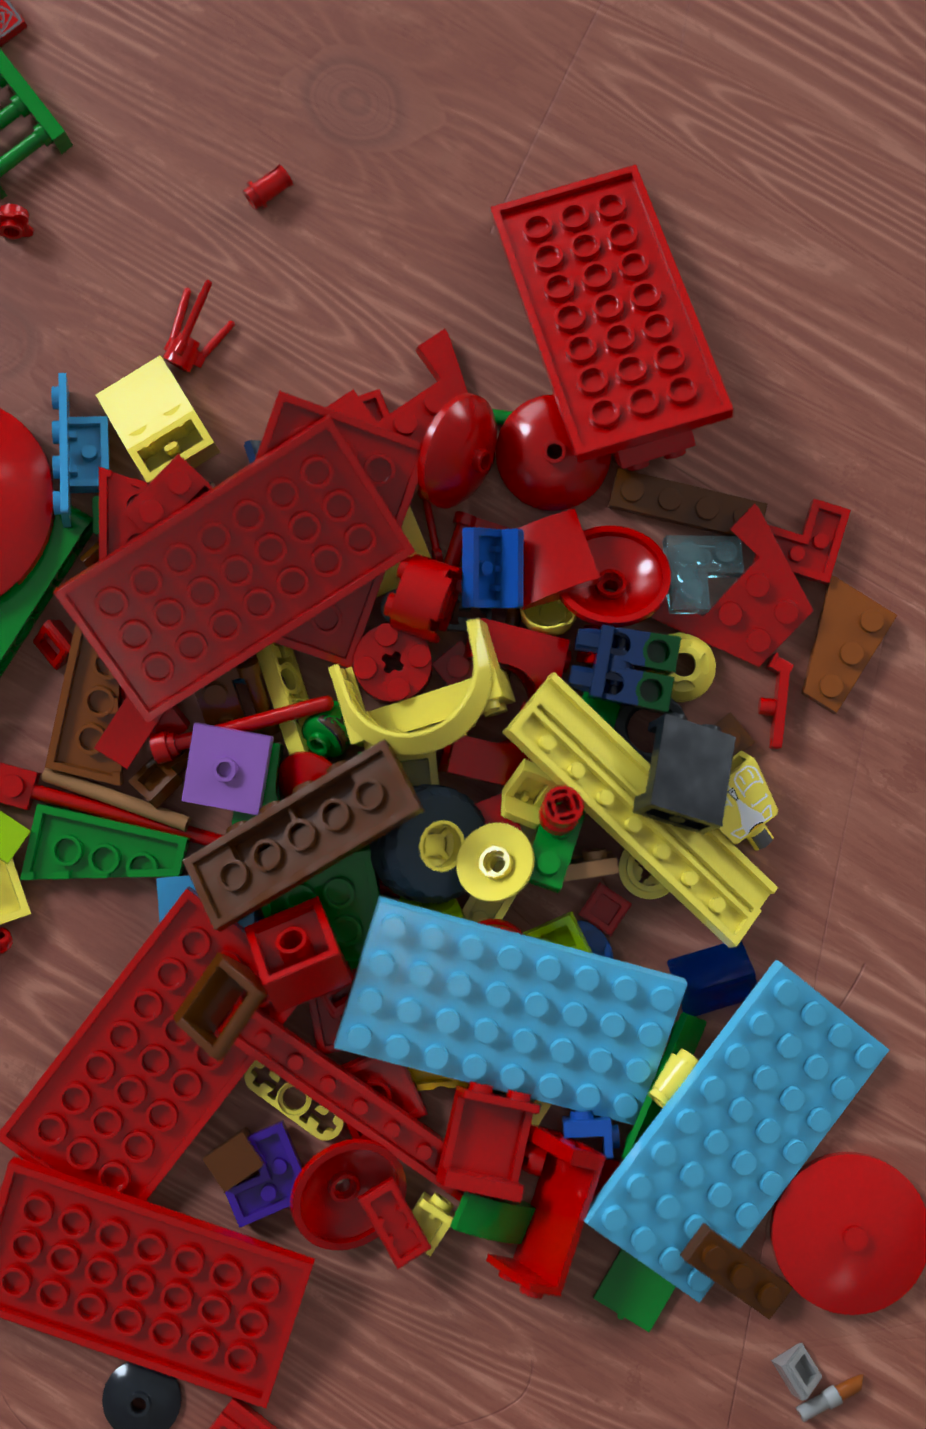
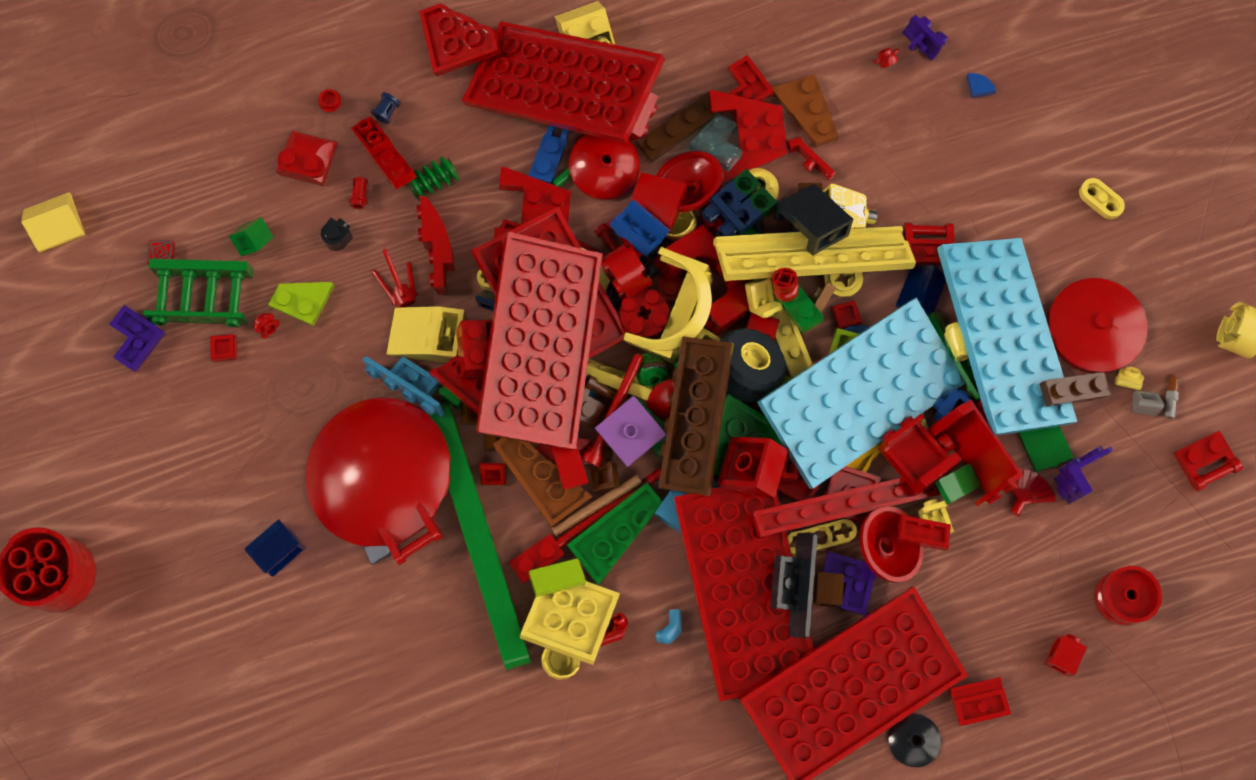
camera: 55 degrees left, 10 degrees down
(41, 1011) = (672, 630): none -> dark azure arm
(80, 237) = (302, 300): none -> lime wing
(106, 108) = (251, 236): none -> green panel
(192, 205) = (336, 234): none -> black plate
(199, 1117) = (794, 584): none -> black bracket
(213, 999) = (740, 524): reddish brown tile -> none
(262, 85) = (306, 158): none -> red slope
(289, 325) = (437, 243): none -> red slope
(340, 173) = (383, 153): none -> red slope
(356, 48) = (329, 100): none -> red plate
(357, 259) = (433, 177): none -> green piece
(402, 123) = (385, 108): none -> dark blue bush
(457, 451) = (570, 200): red dish -> none
(481, 853) = (776, 329): light yellow dish -> none
(506, 375) = (549, 155): none -> blue hinge
(563, 130) = (456, 39): none -> red plate
(569, 1314) = (1031, 489): none -> red hand
(620, 1345) = (1071, 480): none -> dark purple bracket
(716, 279) = (587, 23): none -> light yellow slope
(770, 941) = (925, 250): none -> red plate
(812, 1326) = (1130, 378): none -> light yellow plate

